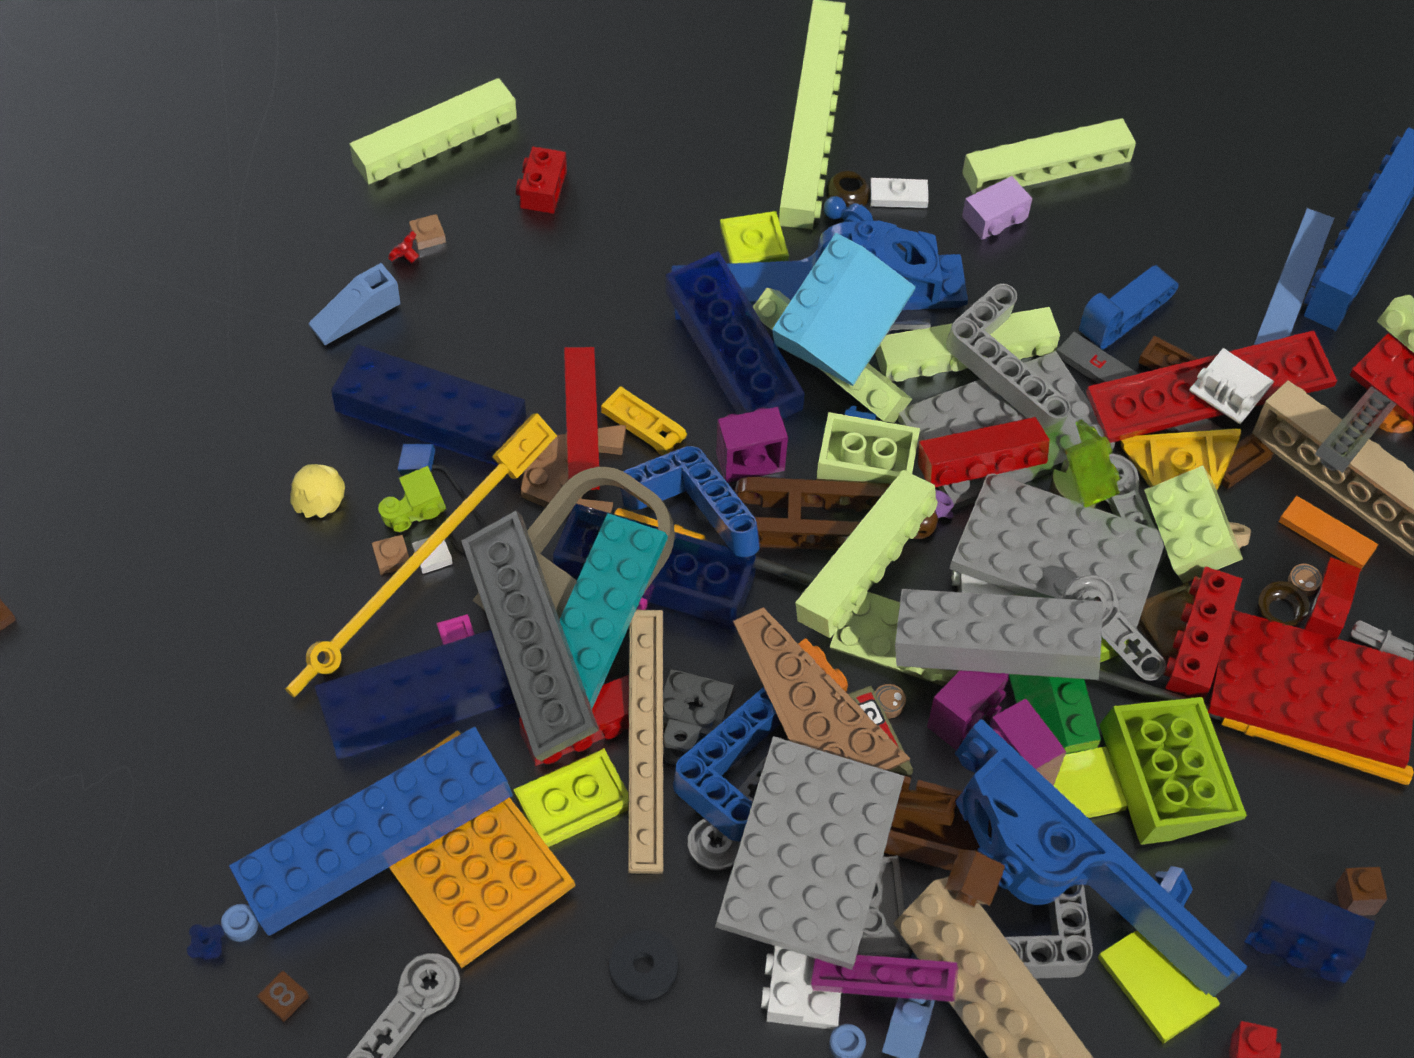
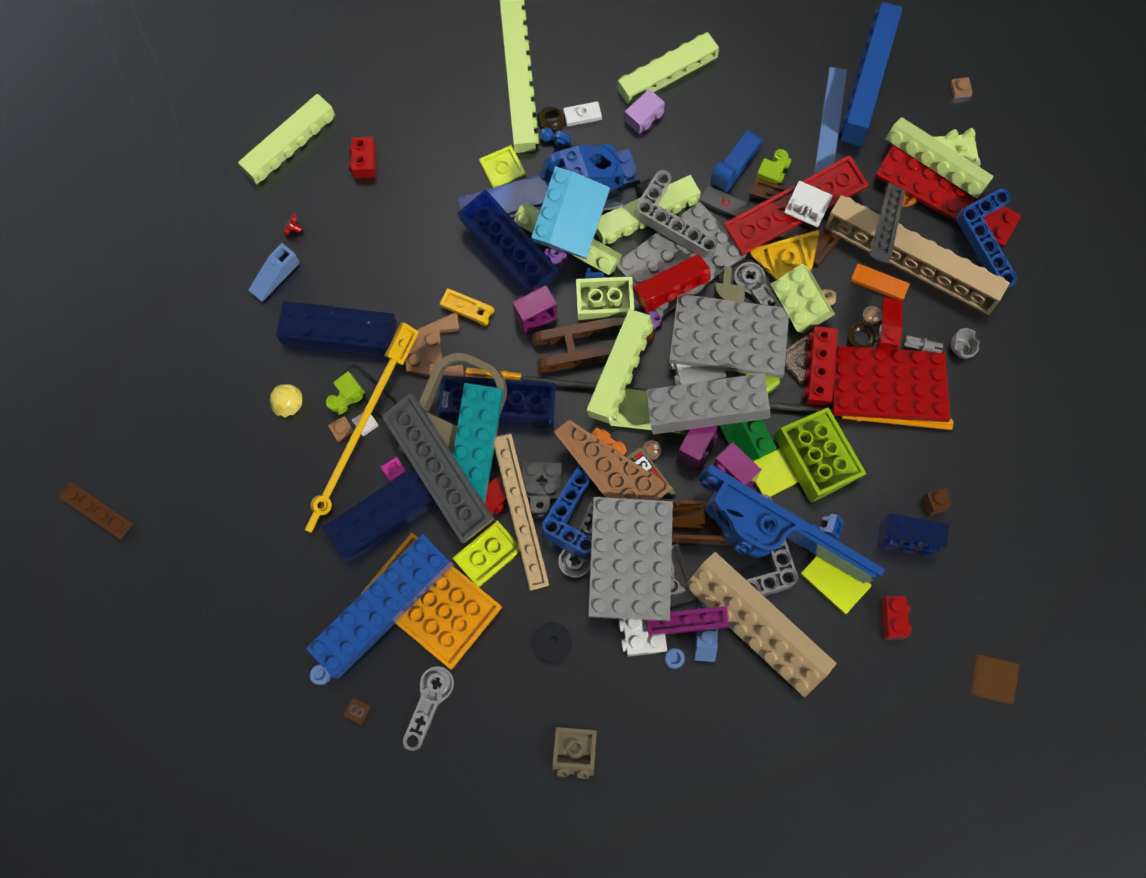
camera: 10 degrees left, 15 degrees up
(209, 950) = (308, 685): clear blue plate -> none
(415, 457) = (339, 364): blue tile -> none
(428, 231) = (302, 209): medium nougat plate -> none
(581, 410) = (429, 313): red tile -> none
(693, 472) = (504, 335): blue beam -> none
(807, 383) = (555, 258): none -> medium lavender plate
(974, 878) = (726, 556): reddish brown brick -> none
(1091, 466) = (737, 280): clear neon green bracket -> none
(1115, 625) = (772, 377): light grey beam -> none
(1187, 331) = (773, 170): none -> lime brick

